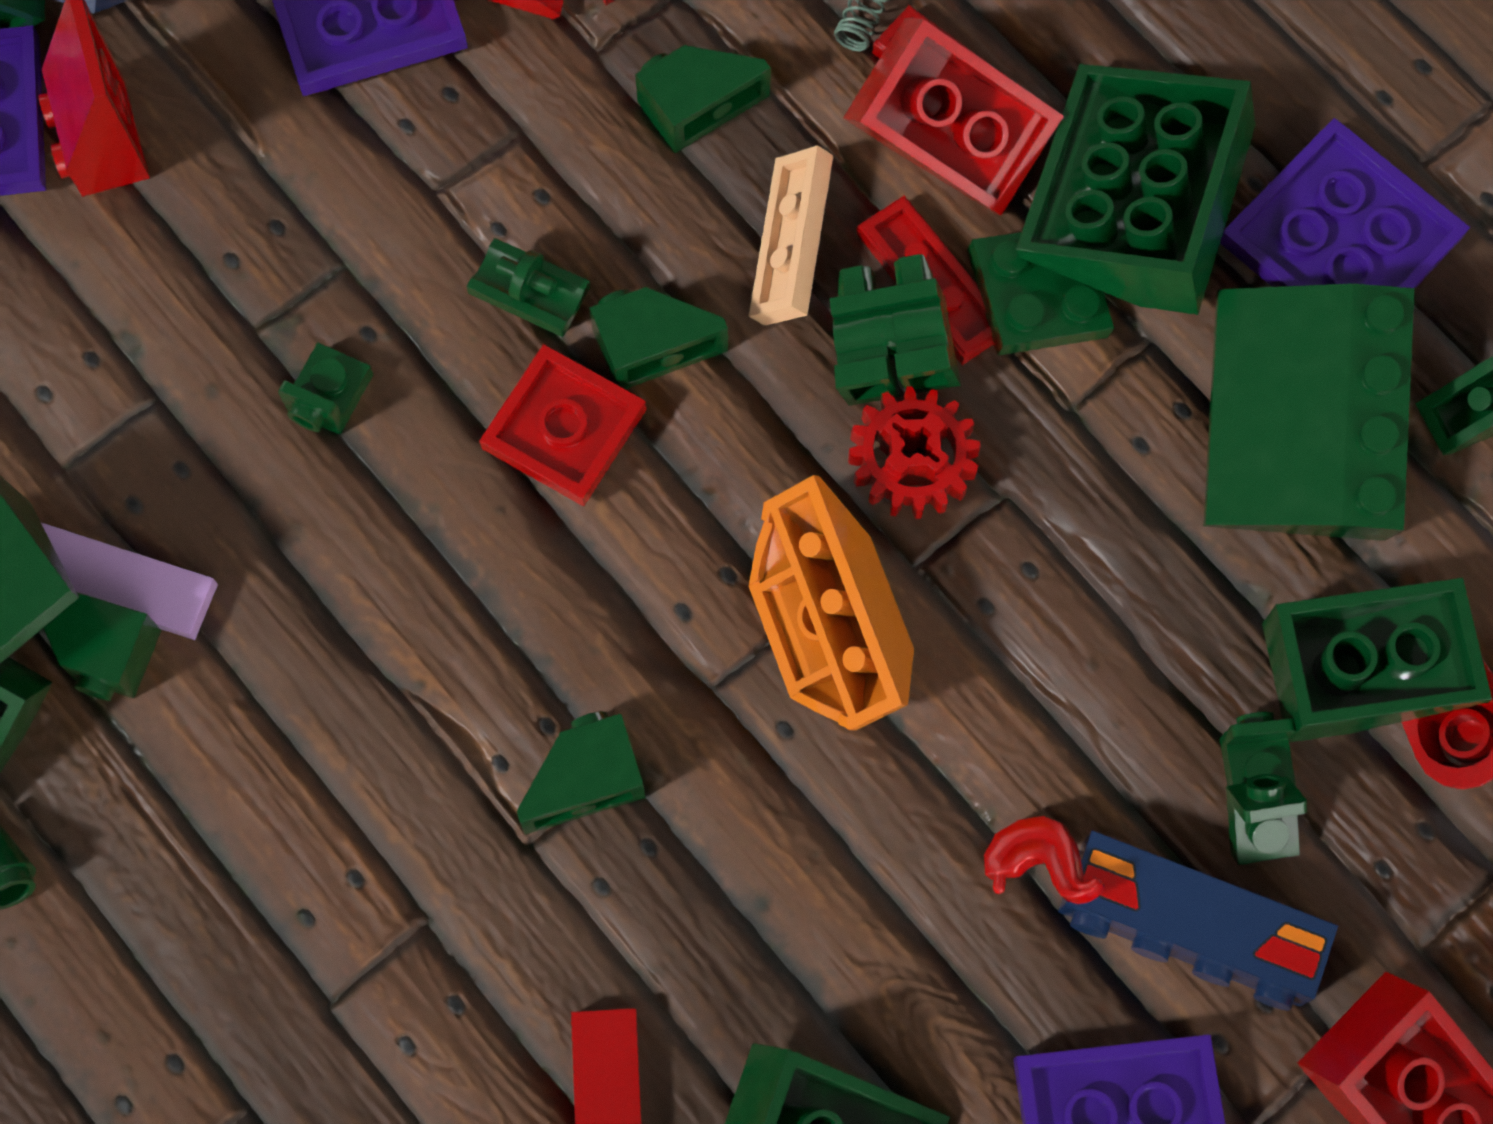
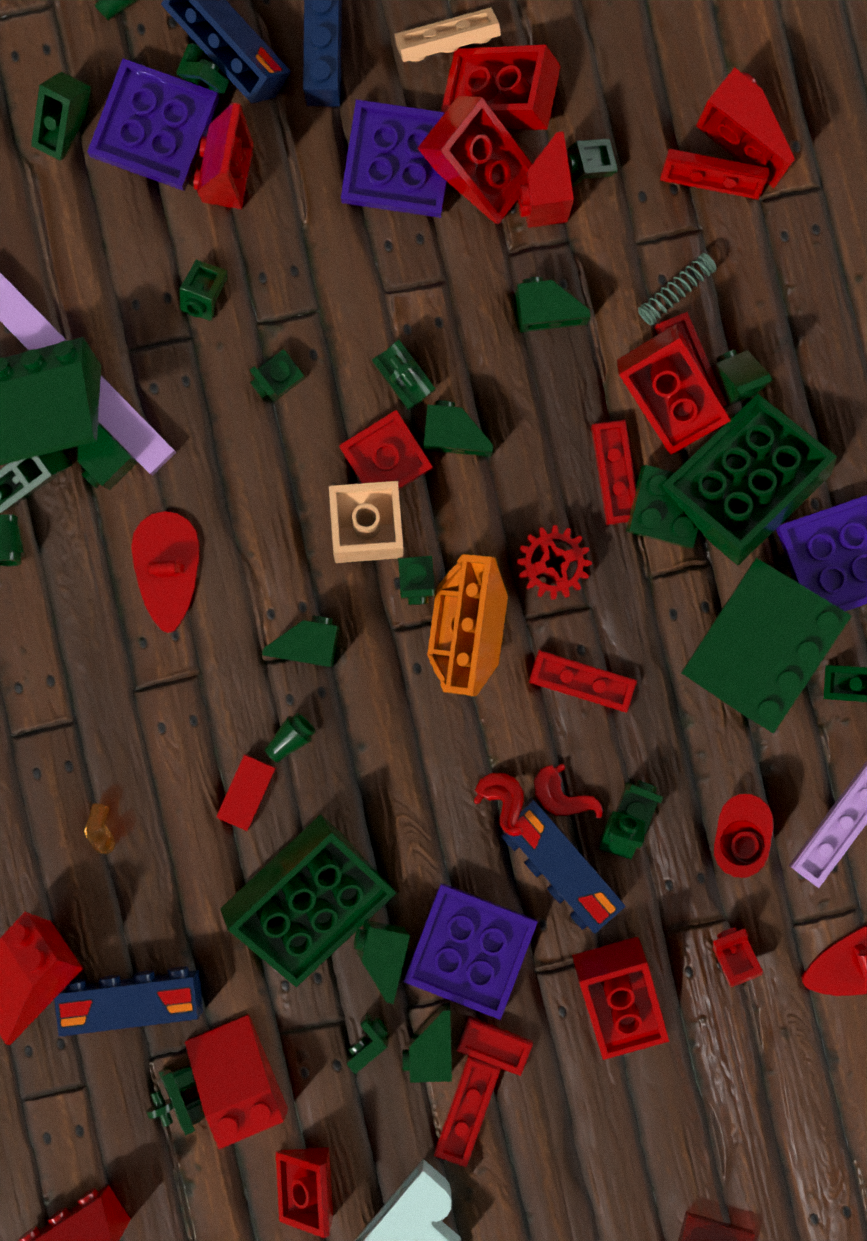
camera: 30 degrees right, 15 degrees up
(142, 318) = (202, 289): none -> dark green bracket
(287, 773) = (166, 566): none -> red shield
(585, 532) = (366, 522): none -> light nougat slope
(634, 944) = (291, 736): none -> dark green cone
(711, 587) = (416, 579): none -> dark green bracket
(791, 236) = (554, 413): light nougat plate -> none
(891, 333) = (576, 497): dark green hips -> none
(1042, 49) = (739, 376): none -> dark green slope
(1059, 614) = (582, 681): none -> red tile
(1102, 810) = (549, 794): none -> red piece
(1375, 658) = (722, 789): dark green slope -> none

